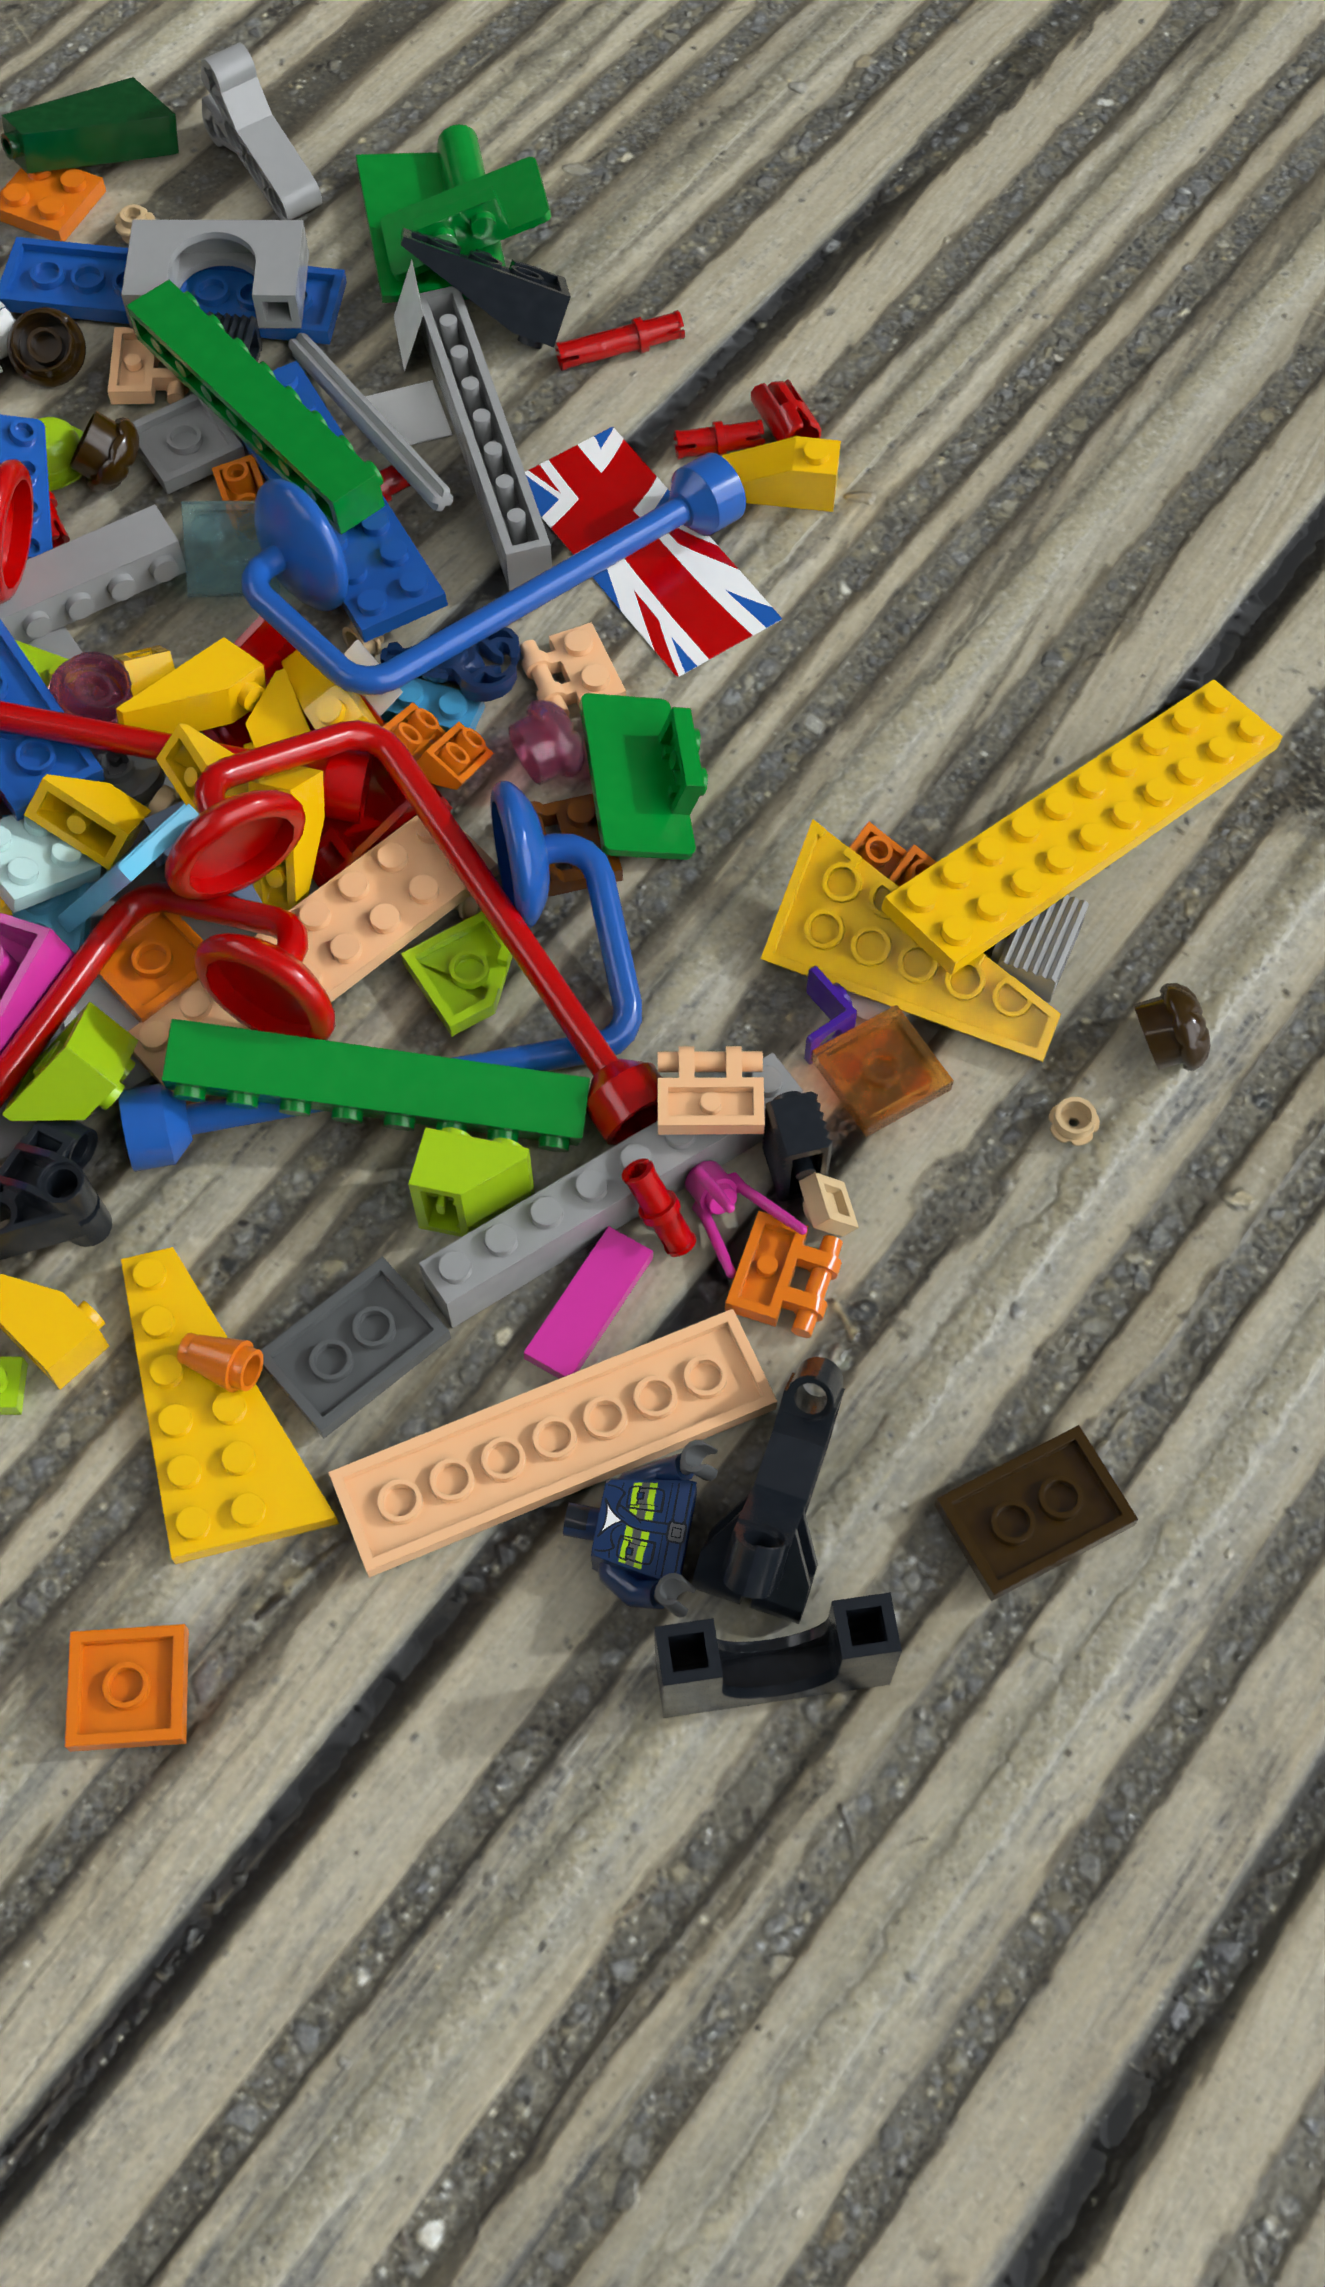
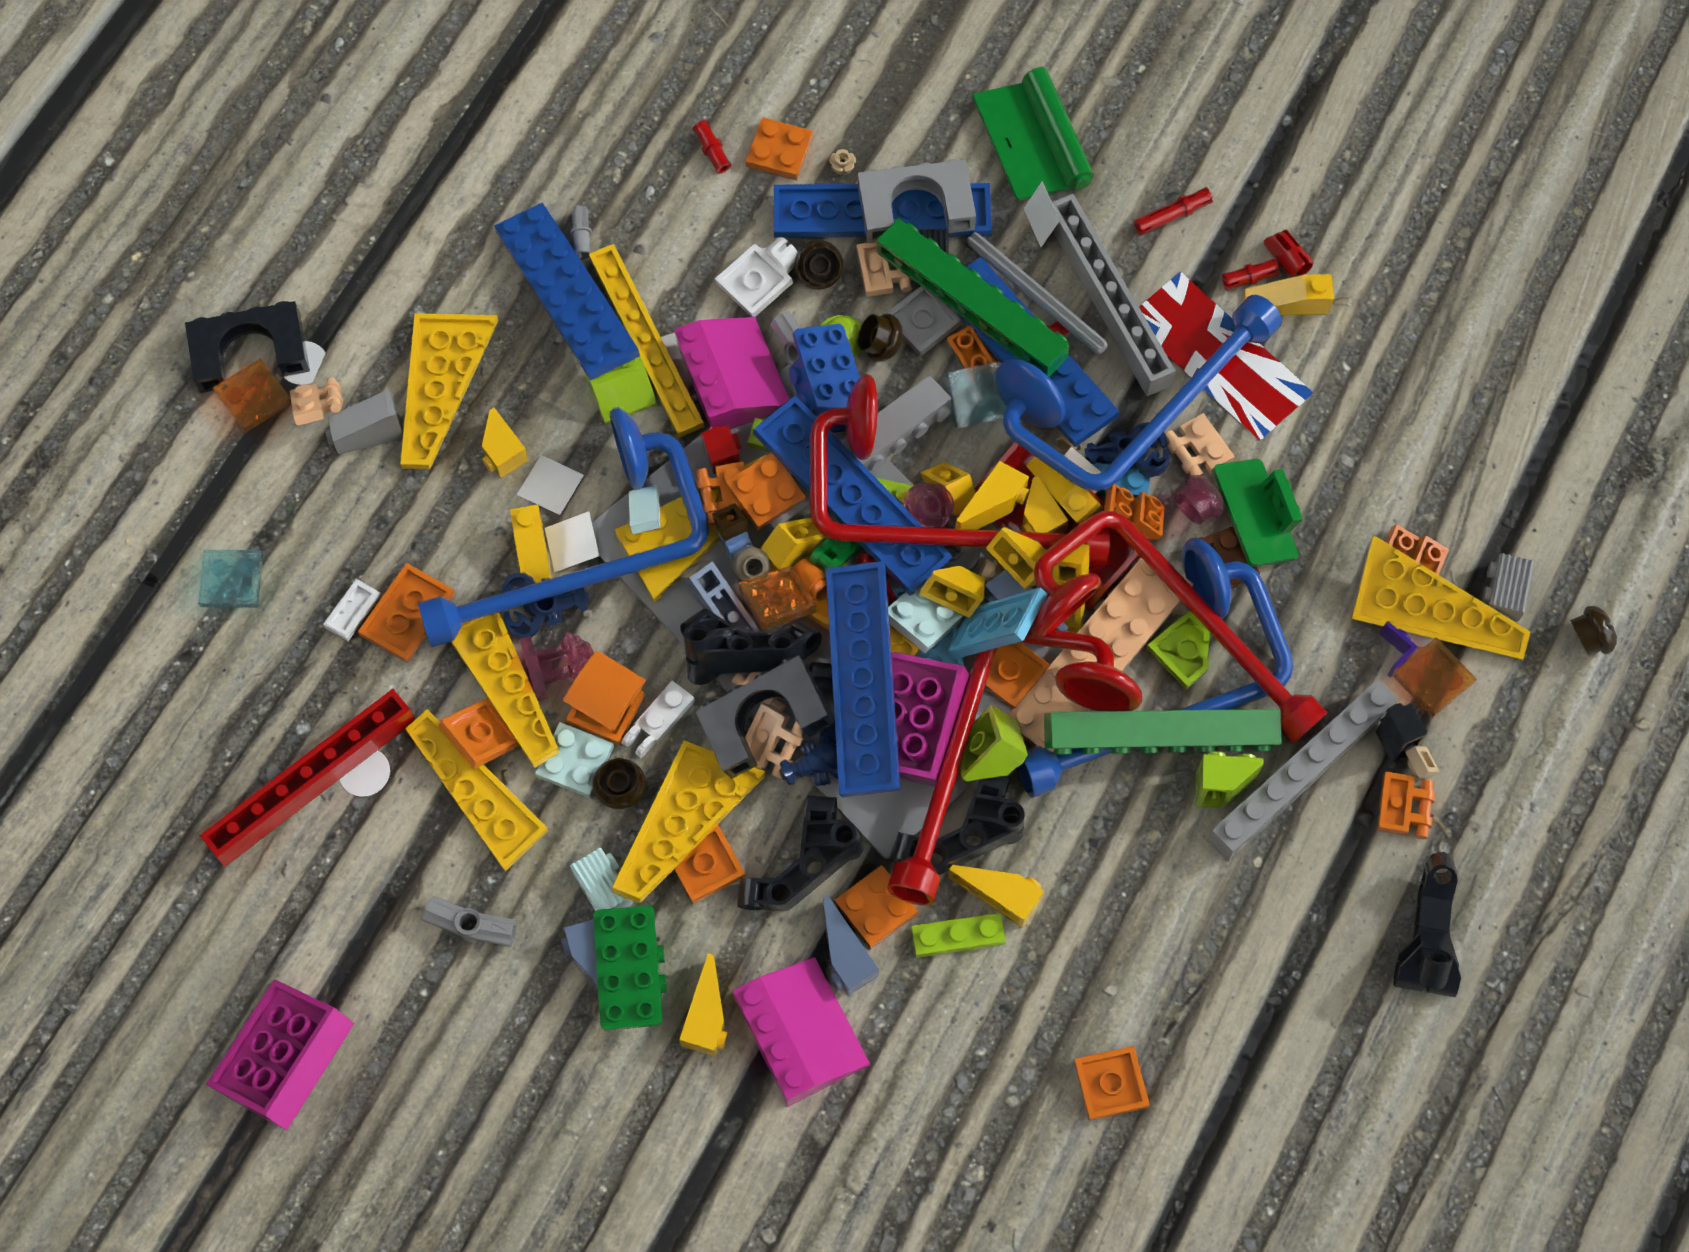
camera: 10 degrees left, 5 degrees up
(91, 129) = (802, 97): dark green slope -> none
(217, 1454) = (1118, 944): yellow wing -> none
(225, 1361) = (1115, 899): orange cone -> none
(242, 121) = (900, 81): light grey beam -> none
(353, 1346) = (1180, 880): dark grey plate -> none
(413, 412) = (1054, 276): white sticker -> none
(471, 213) = (1063, 141): green bracket -> none
(518, 297) = (1105, 190): black wedge -> none
(551, 1442) = (1302, 917): light nougat plate -> none
(588, 1304) = (1302, 838): dark pink tile -> none
(645, 1529) = (1365, 960): torso -> none
(659, 1207) = (1333, 779): red pin -> none
(710, 1104) = (1353, 718): light nougat plate -> none
(717, 1194) = (1360, 763): dark pink plant -> none
(845, 1653) = (1422, 1028): black arch -> none
(1035, 1512) = (1567, 919): dark brown plate -> none
(1074, 1109) = (1549, 686): tan plate -> none
(1079, 826) = (1522, 511): yellow plate -> none

